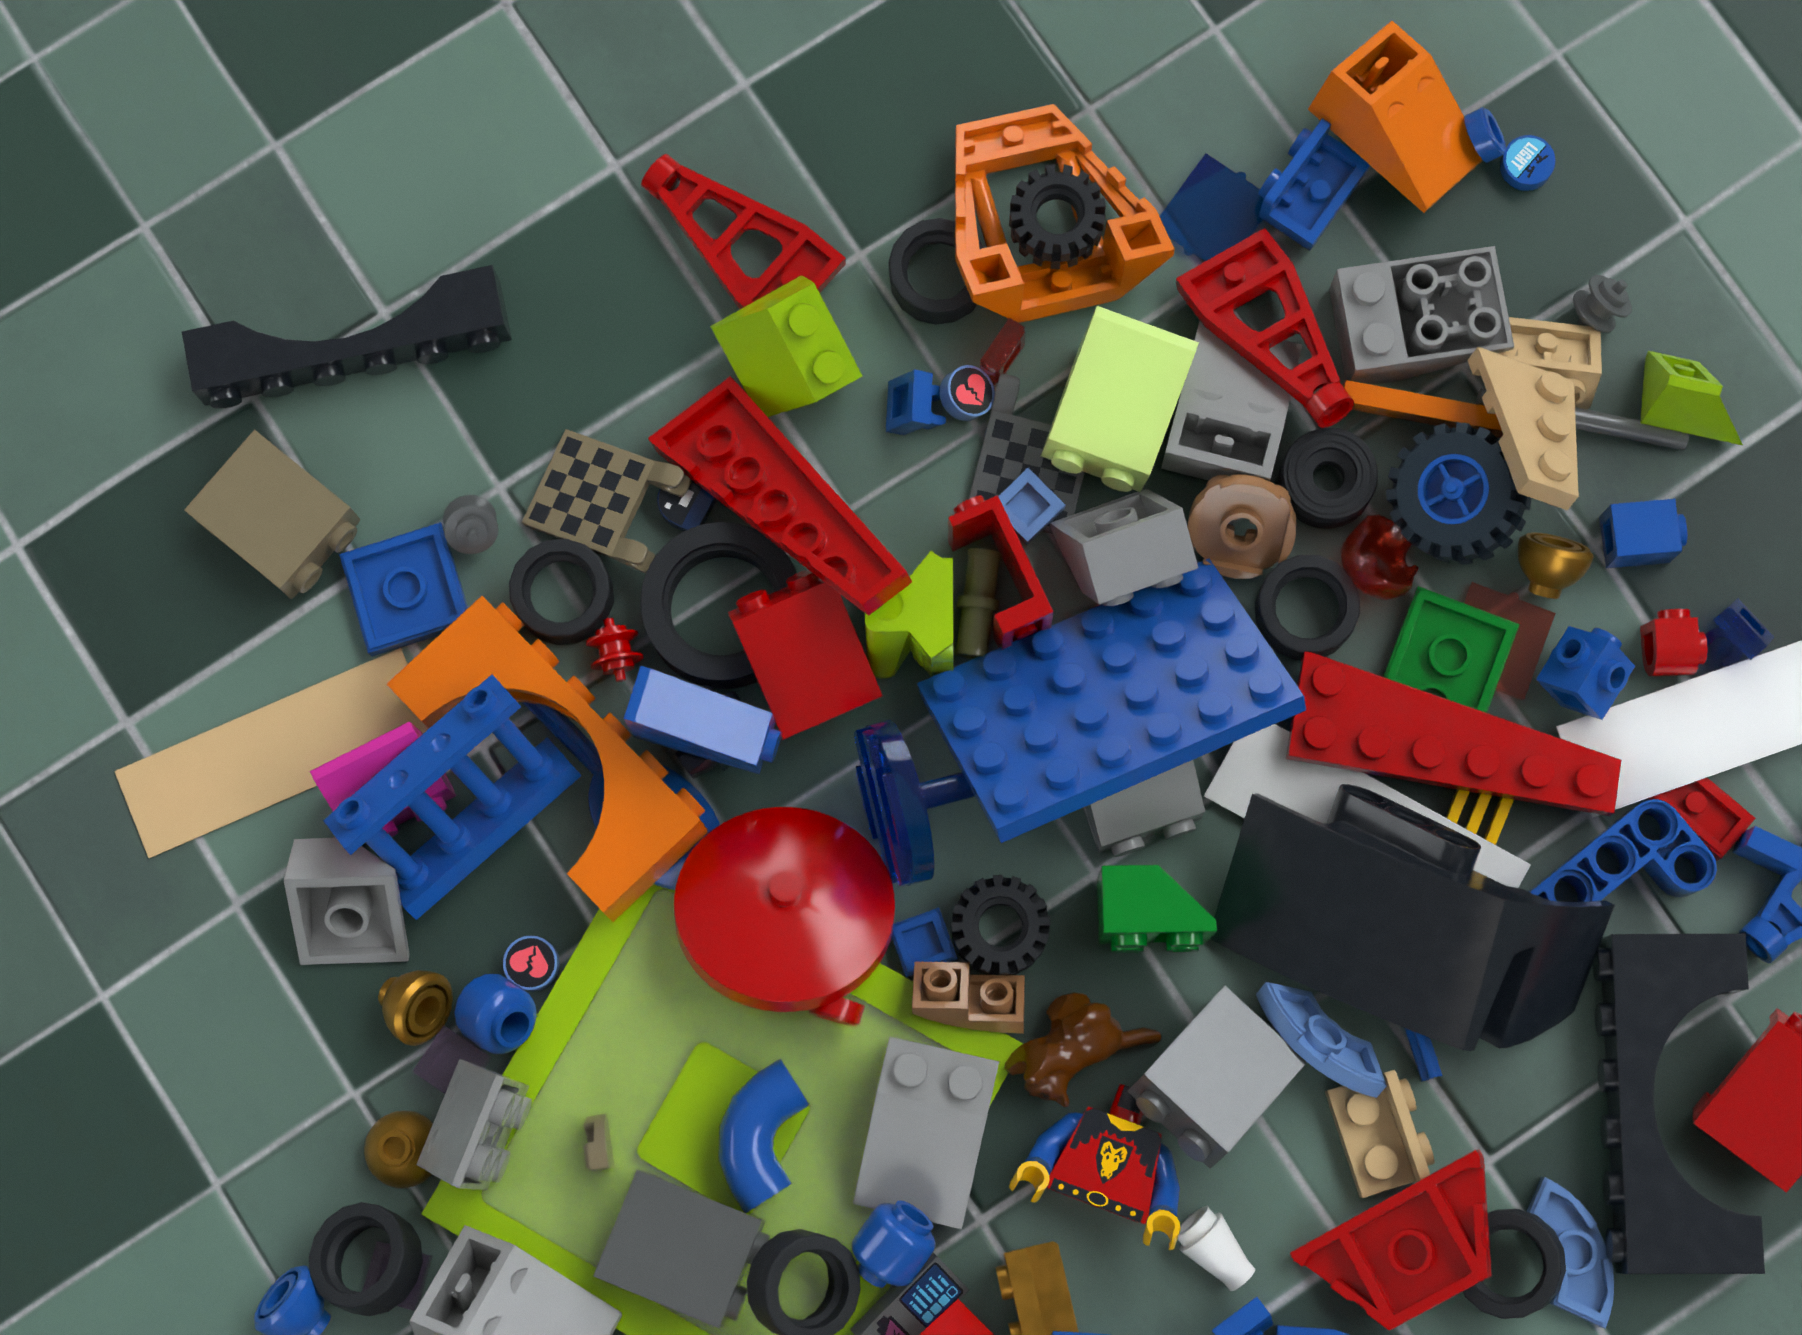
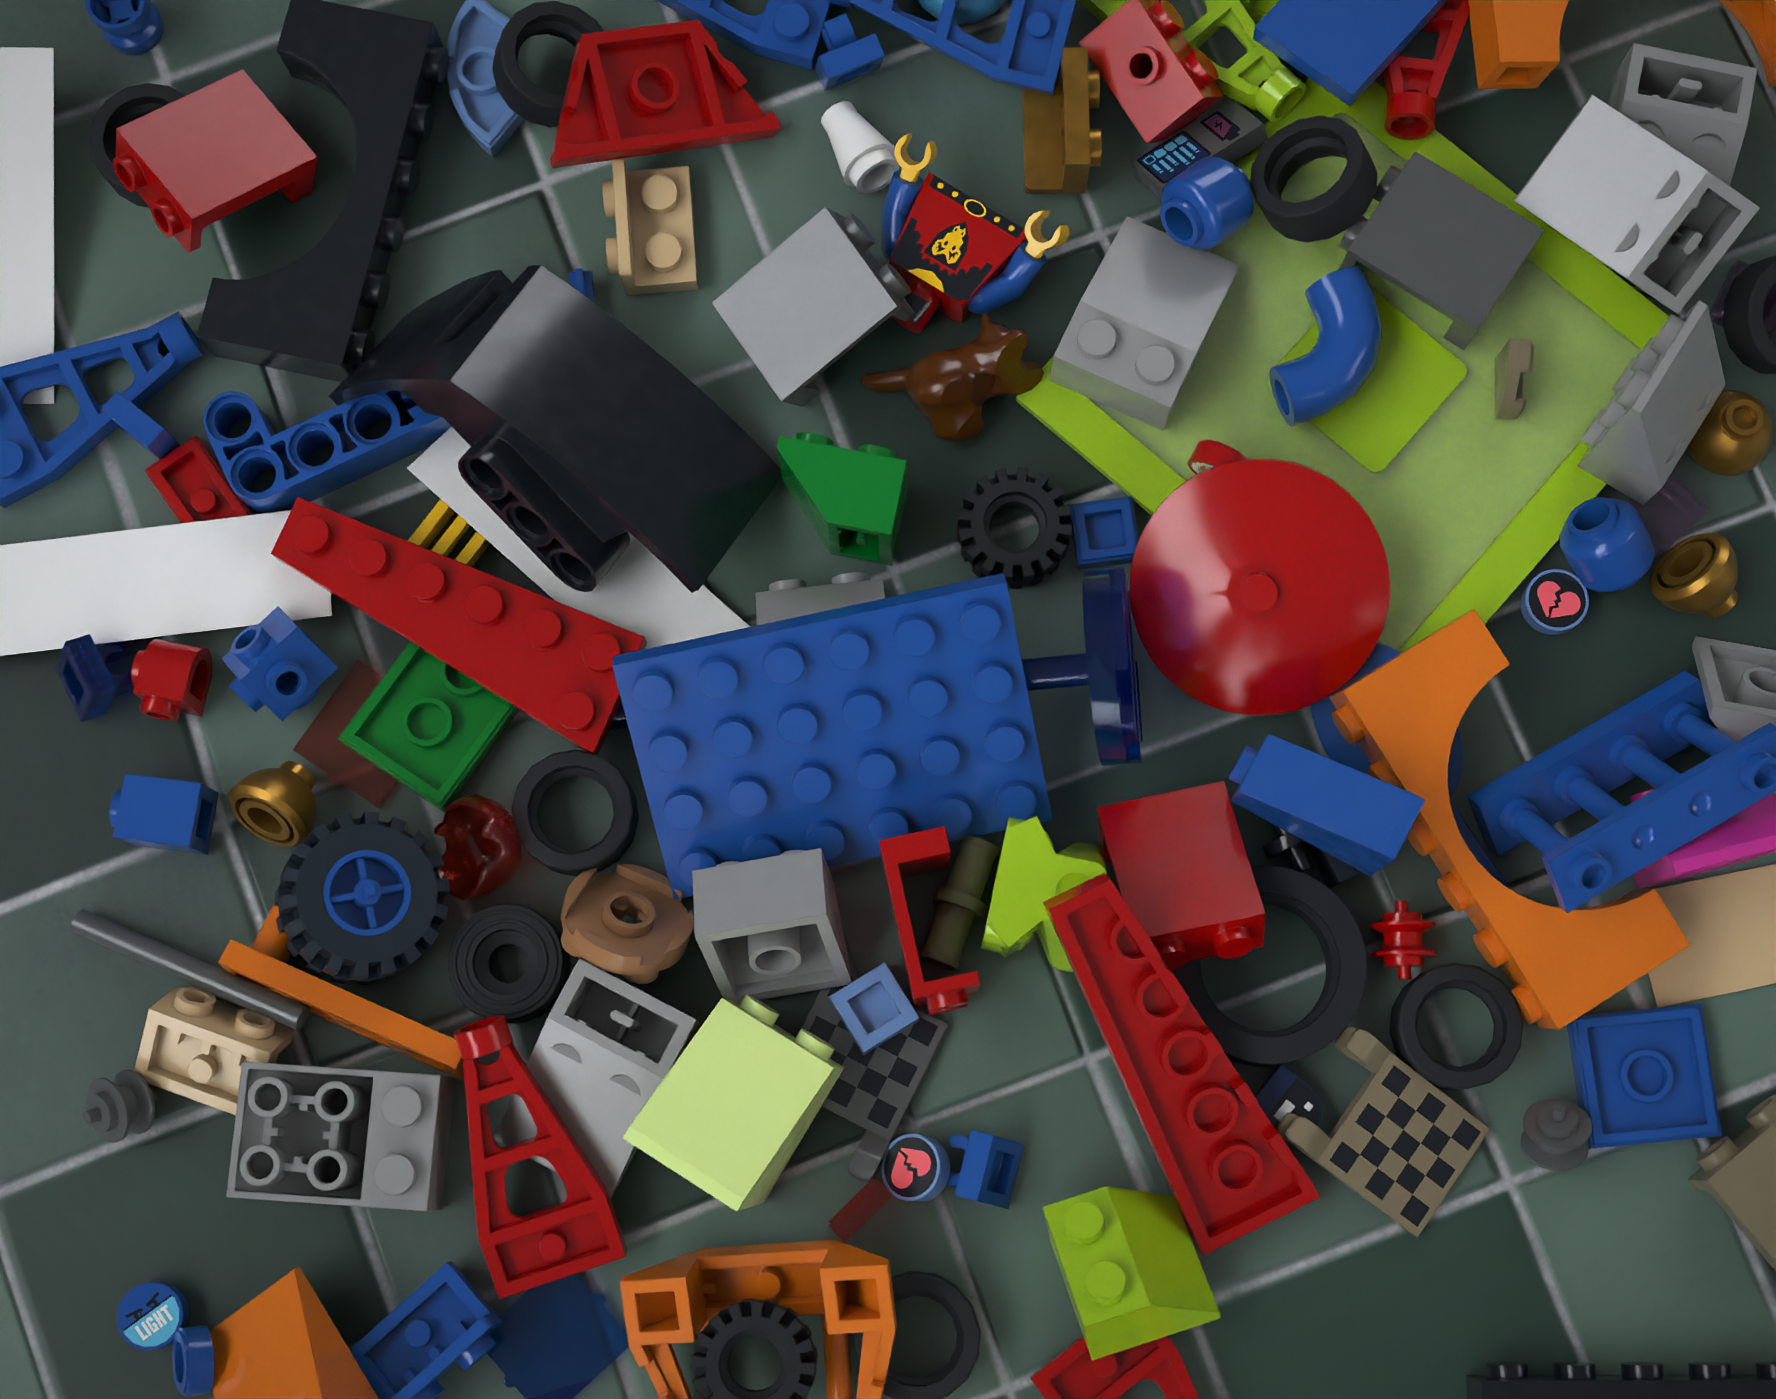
camera: 170 degrees left, 0 degrees up
(976, 1002) = (1069, 454): medium nougat slope -> none
(1321, 1039) = (691, 327): medium blue tile -> none
(1536, 423) = (243, 947): tan wing -> none
(1684, 398) = (62, 970): lime slope -> none

